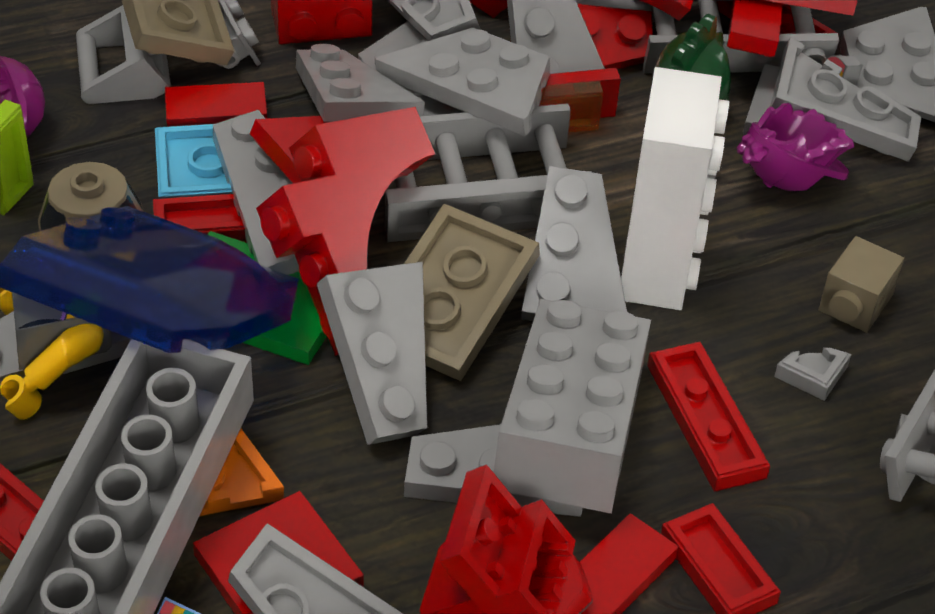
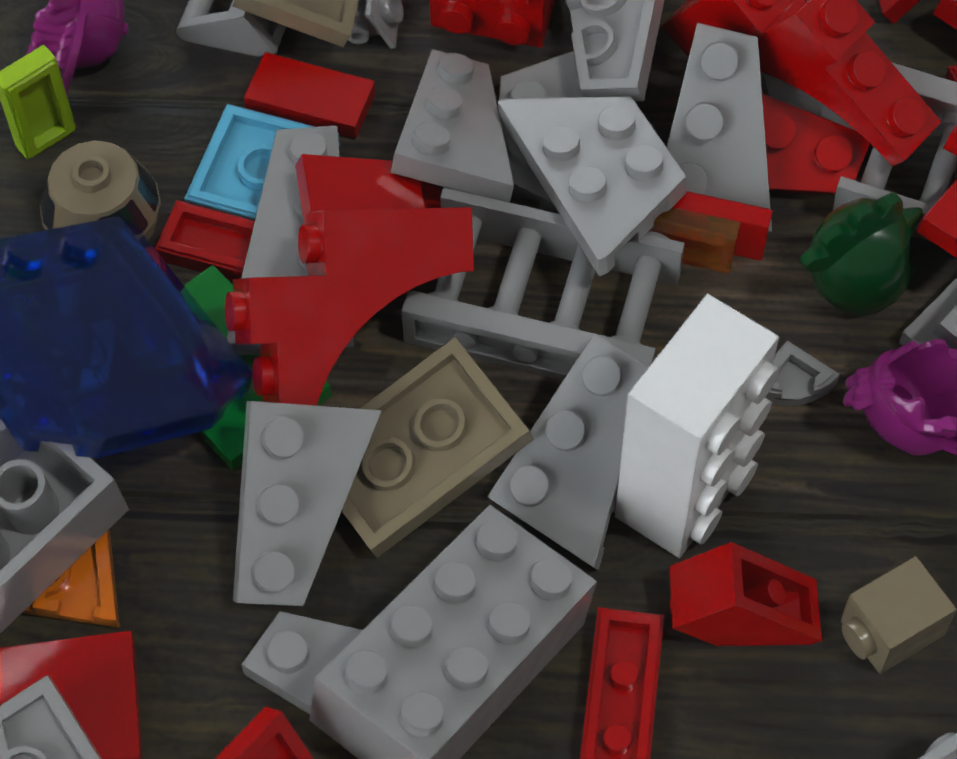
camera: 30 degrees right, 15 degrees up
(748, 310) = (743, 599): none -> red slope
(813, 371) = (779, 703): light grey tile -> none

